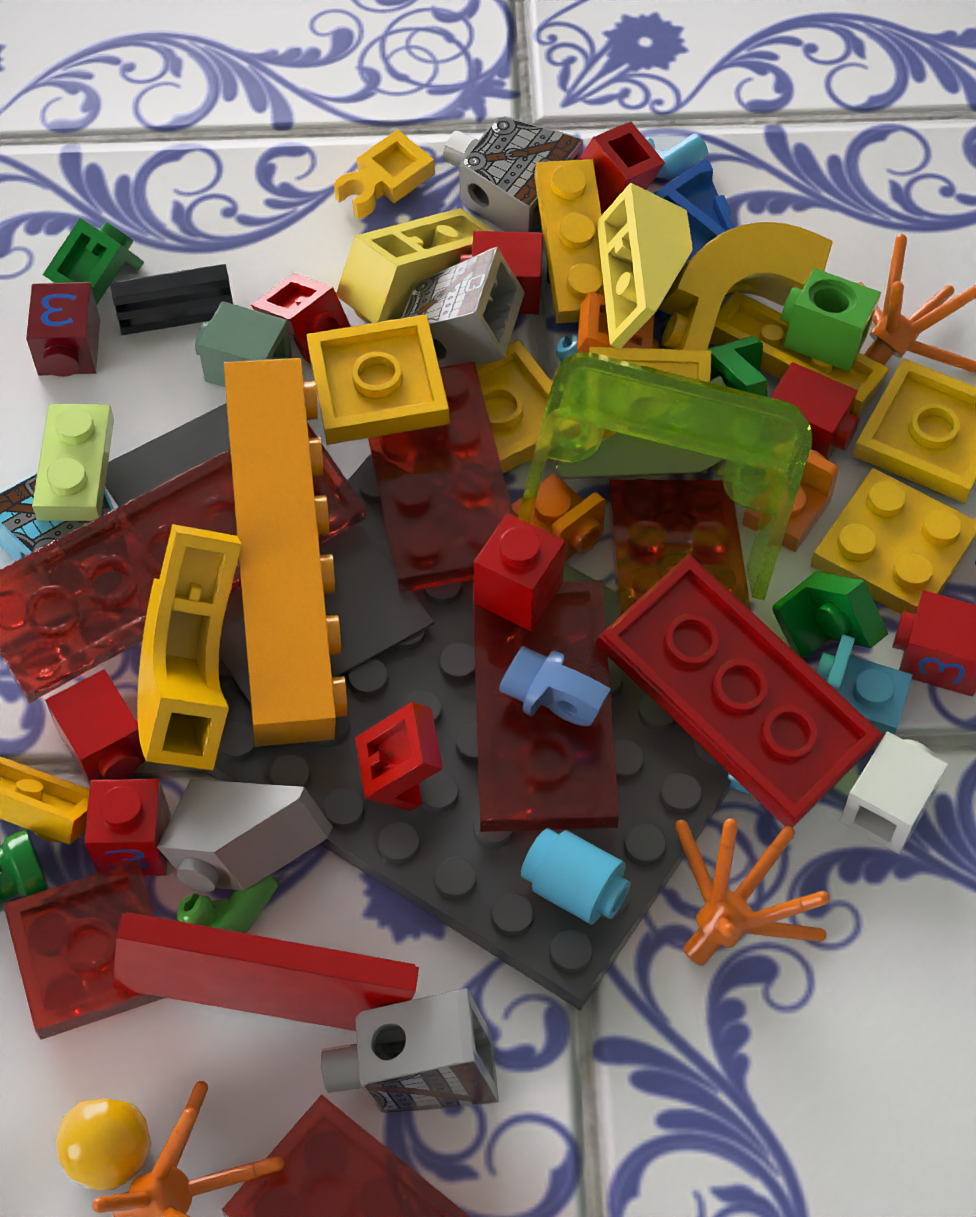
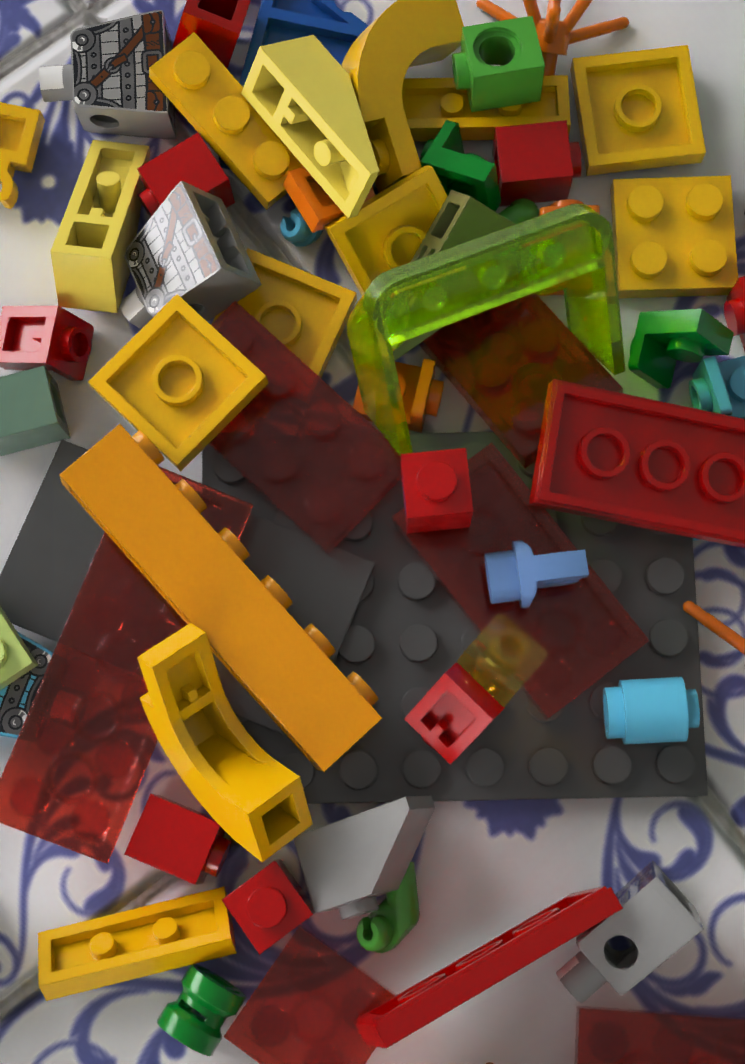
camera: 30 degrees left, 20 degrees up
(469, 742) = (502, 658): none -> clear yellow bracket

